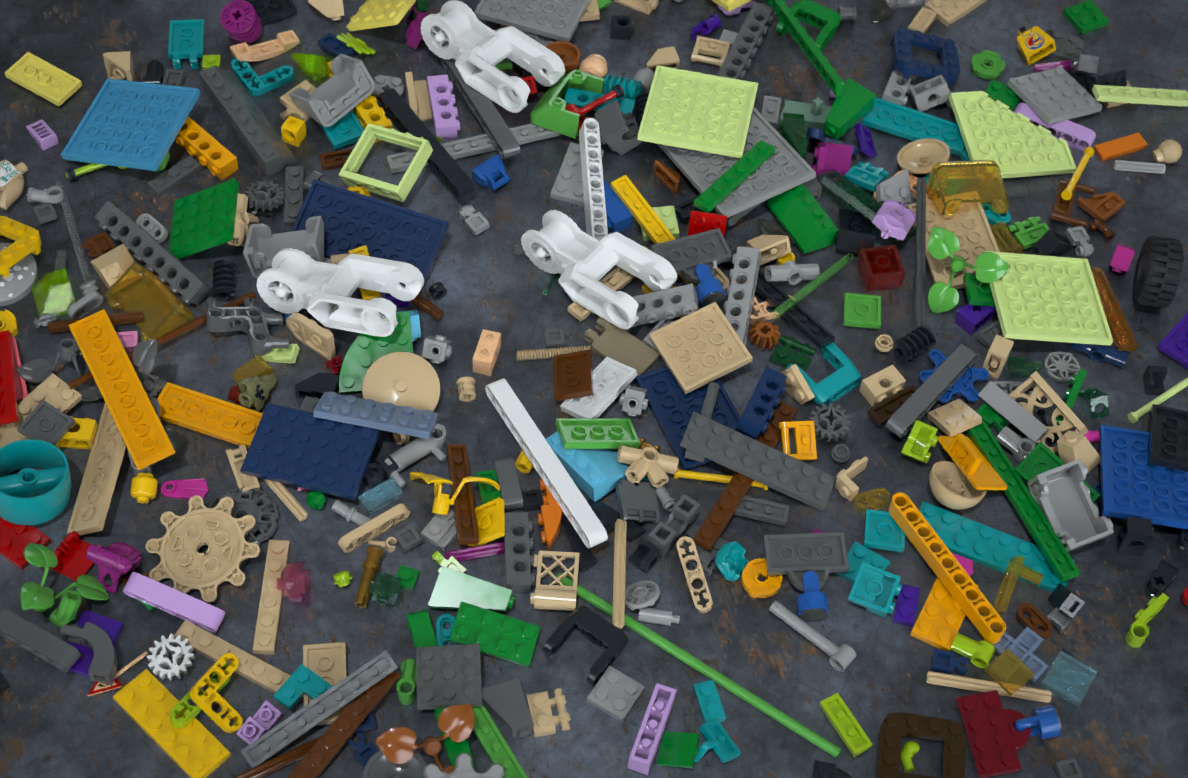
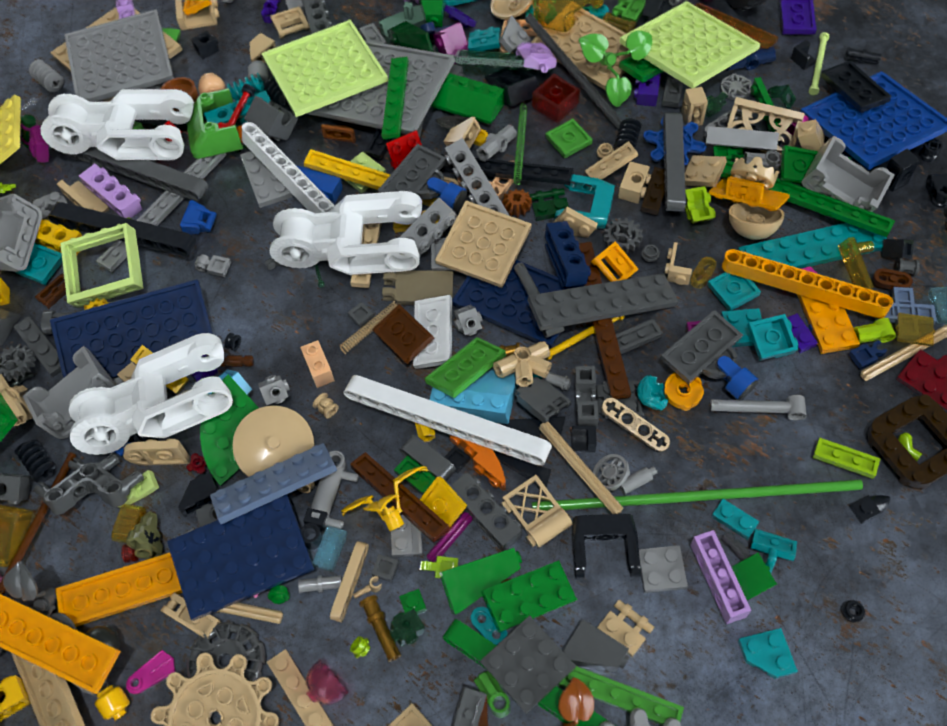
camera: 30 degrees left, 5 degrees up
(877, 355) = (612, 161): none -> tan plate
(981, 442) = (758, 174): none -> tan plate

